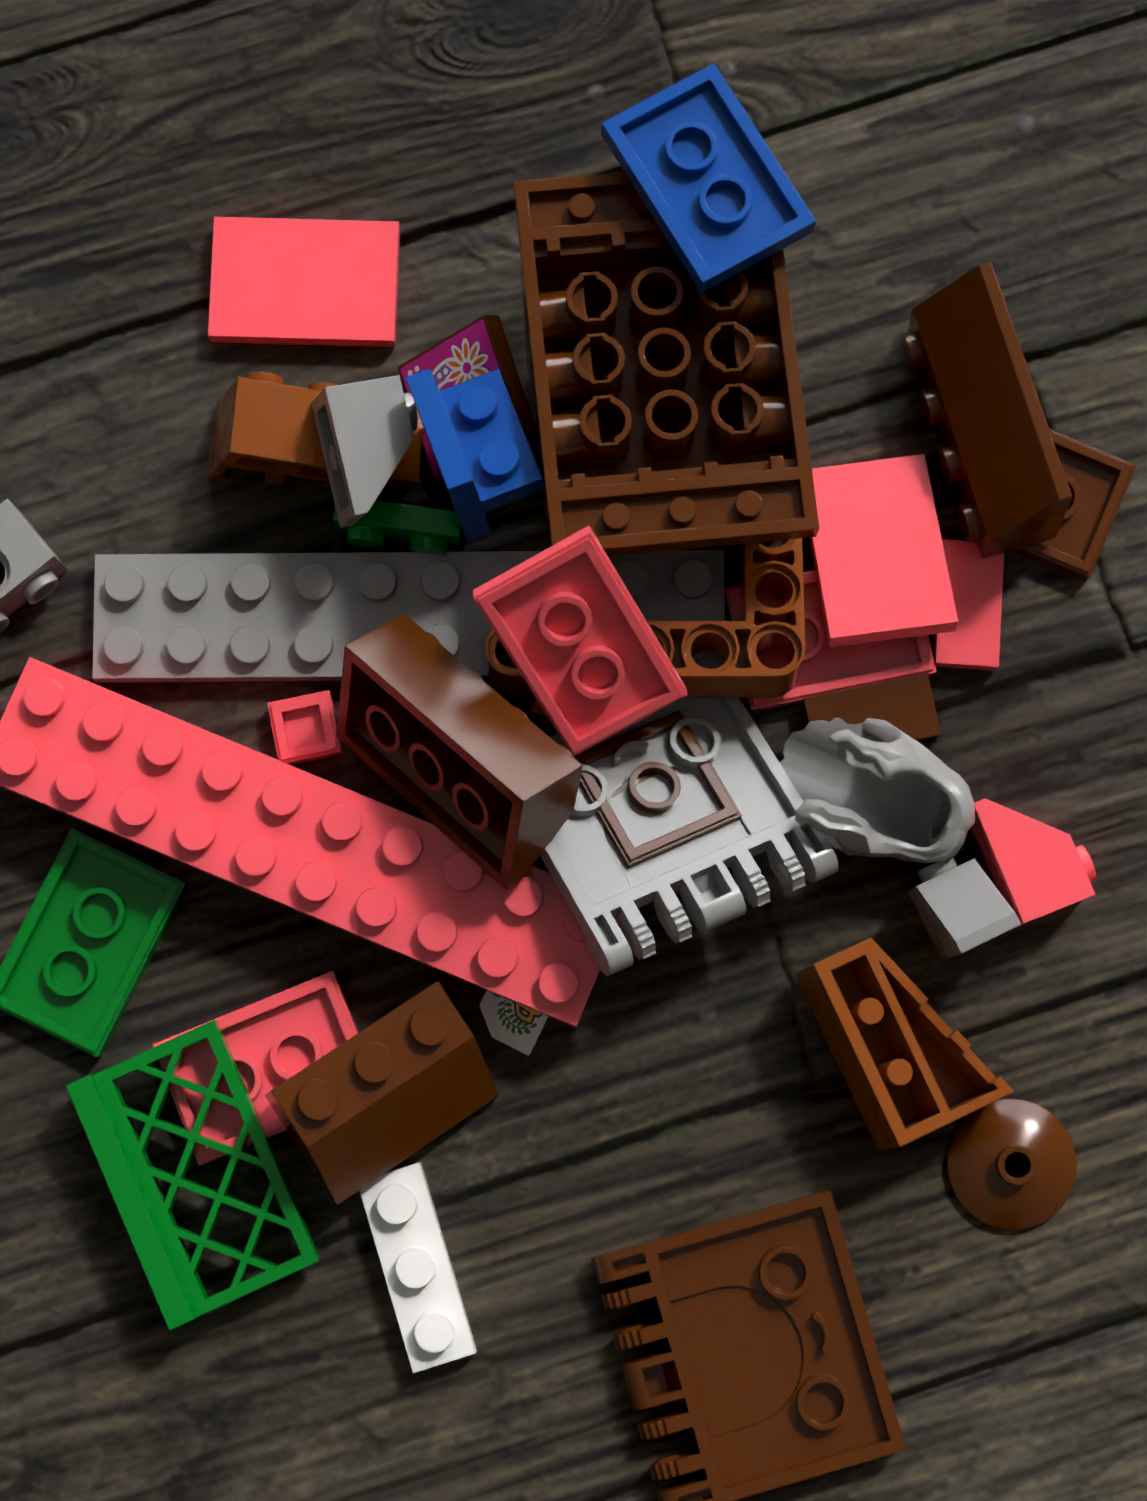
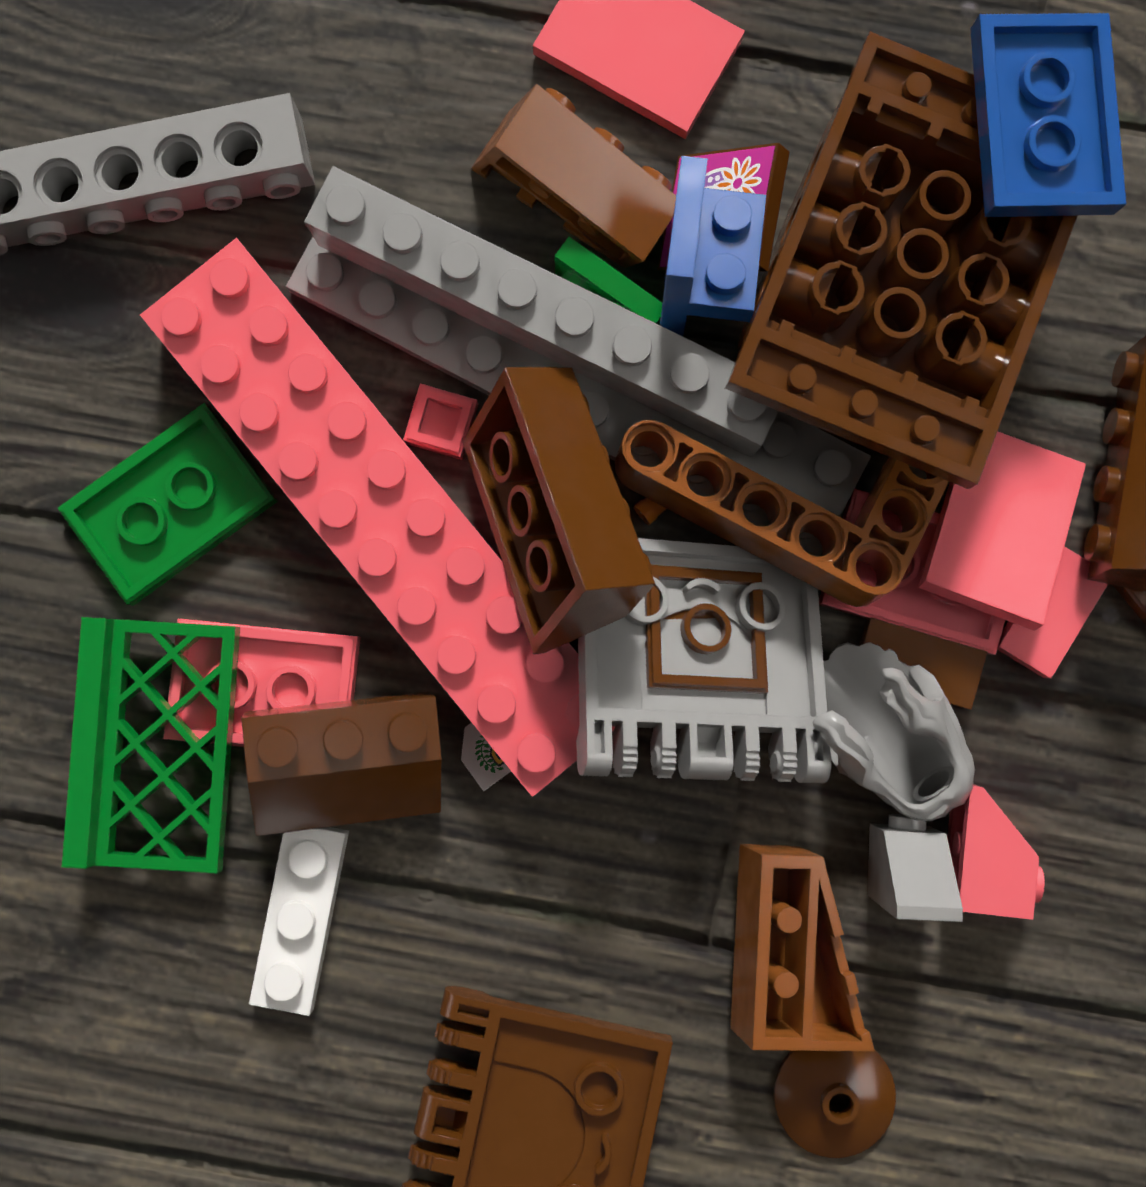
camera: 25 degrees right, 5 degrees up
(301, 577) = (536, 309): none -> light grey brick
(362, 439) = (616, 194): light grey slope -> none
(580, 641) = (711, 470): coral tile -> none

